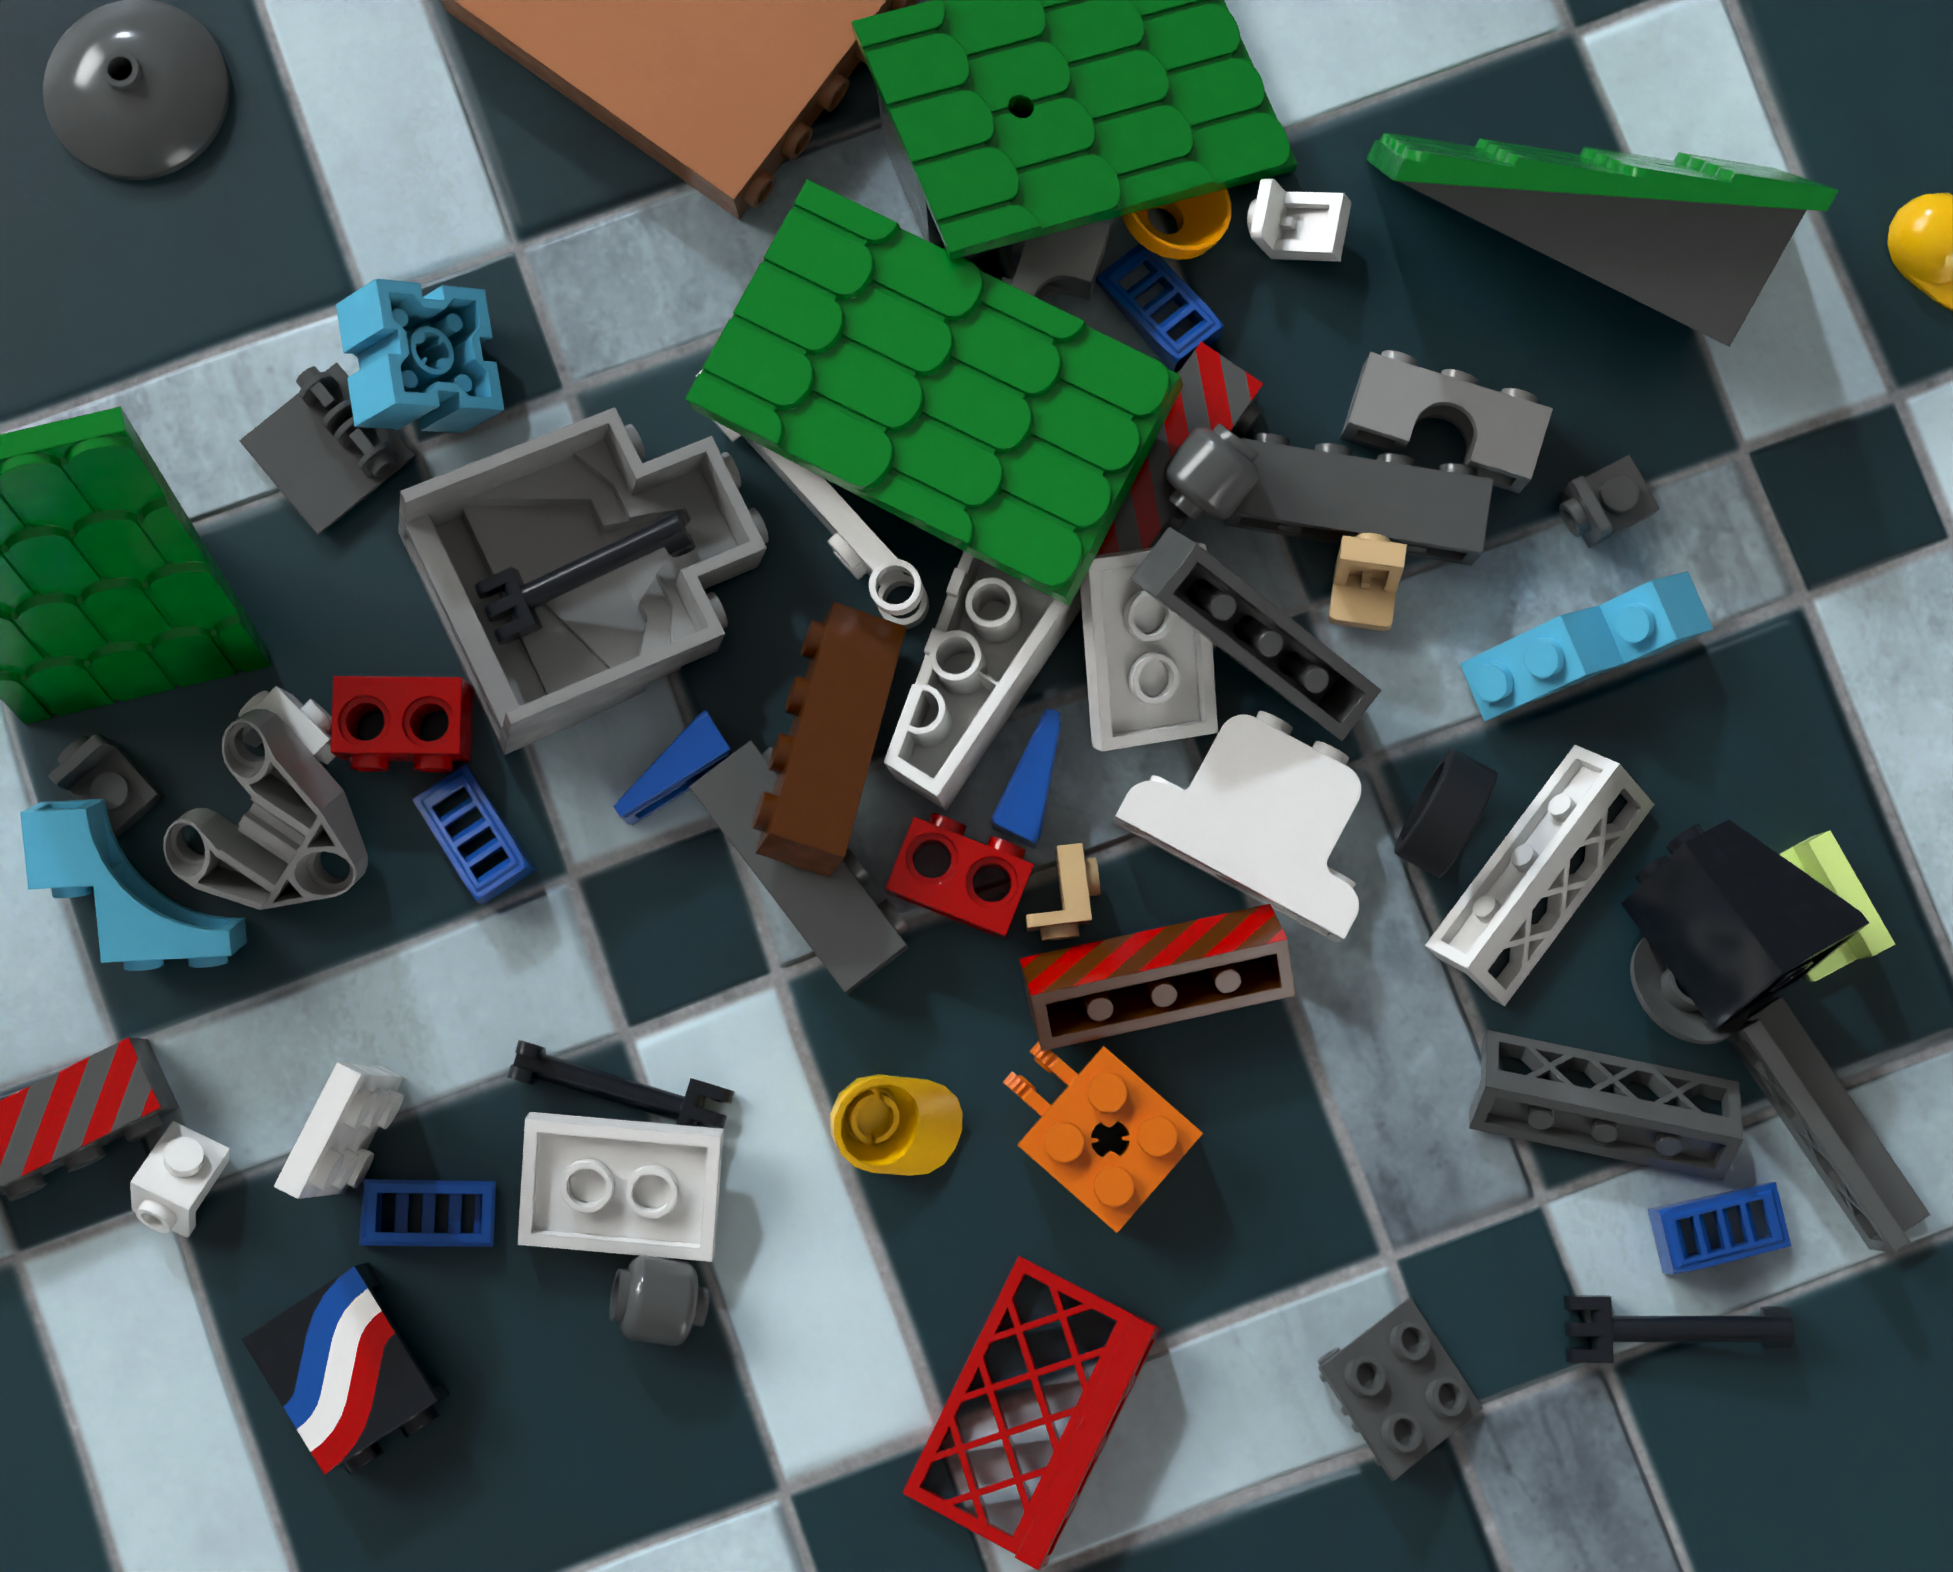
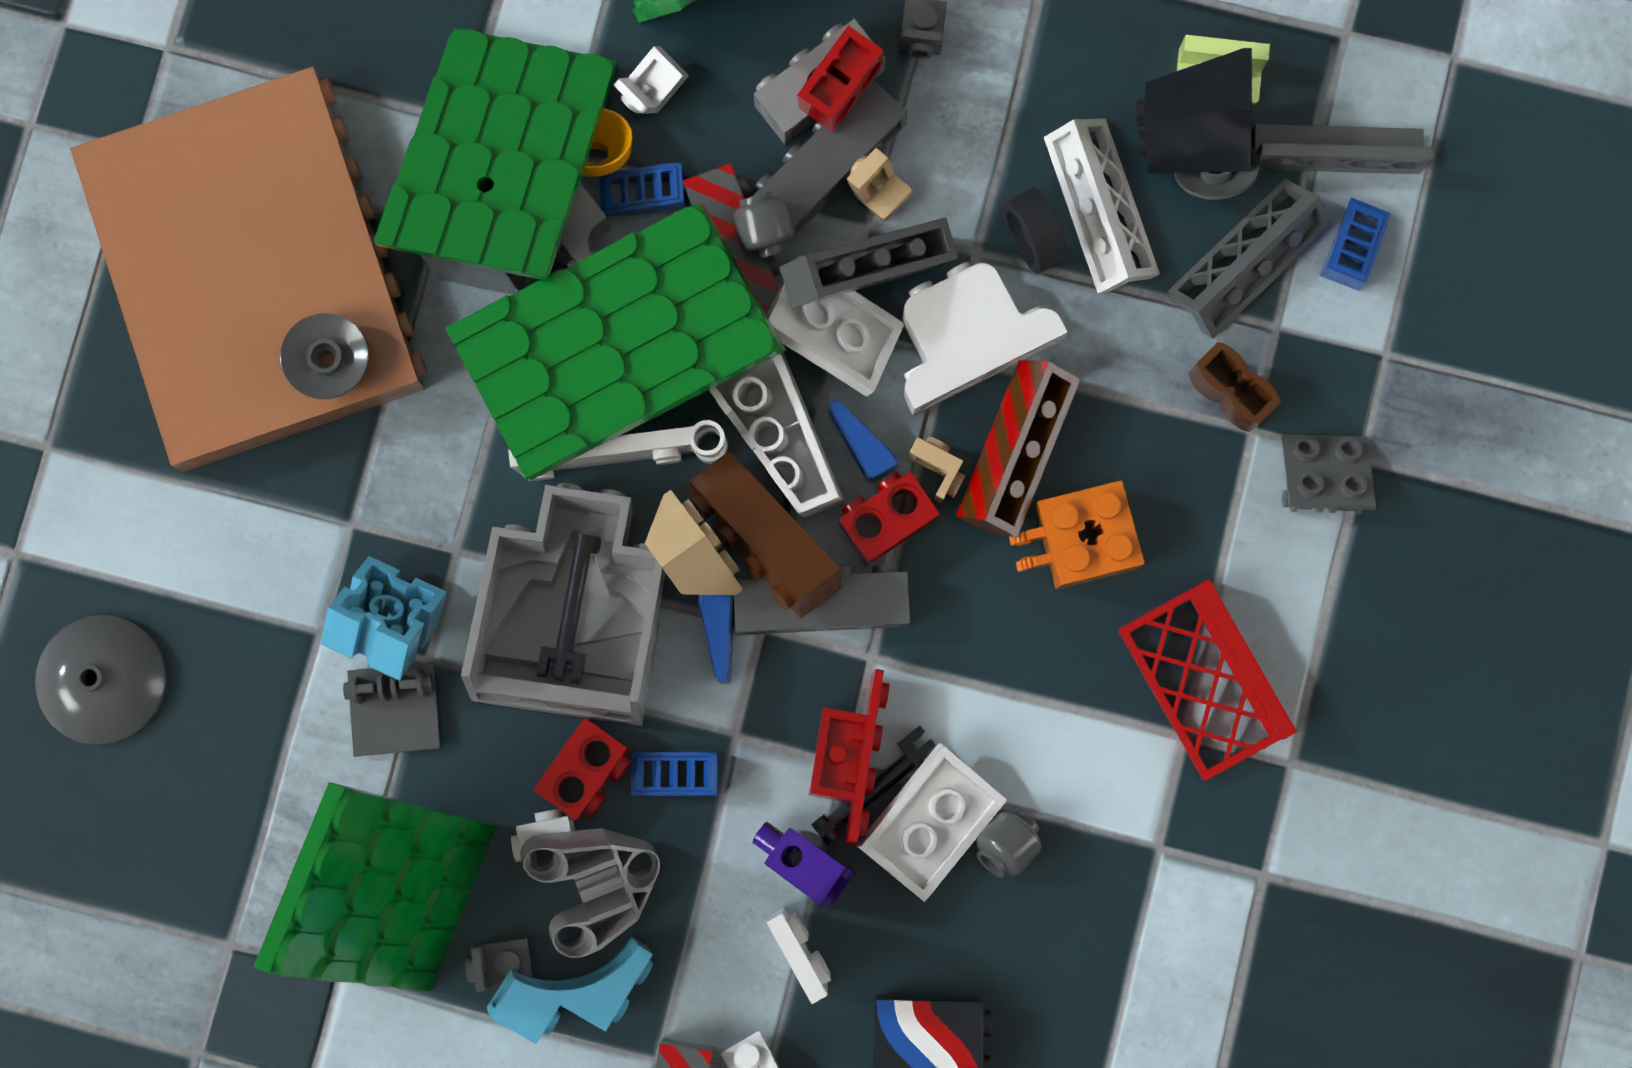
camera: 55 degrees left, 0 degrees up
(372, 1210) = (849, 974): blue slope -> none
(467, 1090) = (818, 873): none -> dark purple torso
(630, 1022) = (844, 756): none -> red bracket
(679, 39) = (310, 341): none -> dark grey dish
(741, 661) = (690, 550): none -> tan slope
(896, 1124) = (1000, 646): yellow cap -> none
(1419, 1213) = (1241, 394): none -> reddish brown brick
(1459, 440) = (840, 78): none -> red brick
(1586, 644) = (995, 93): medium azure arch -> none
(1772, 1328) = (1427, 253): black hinge -> none

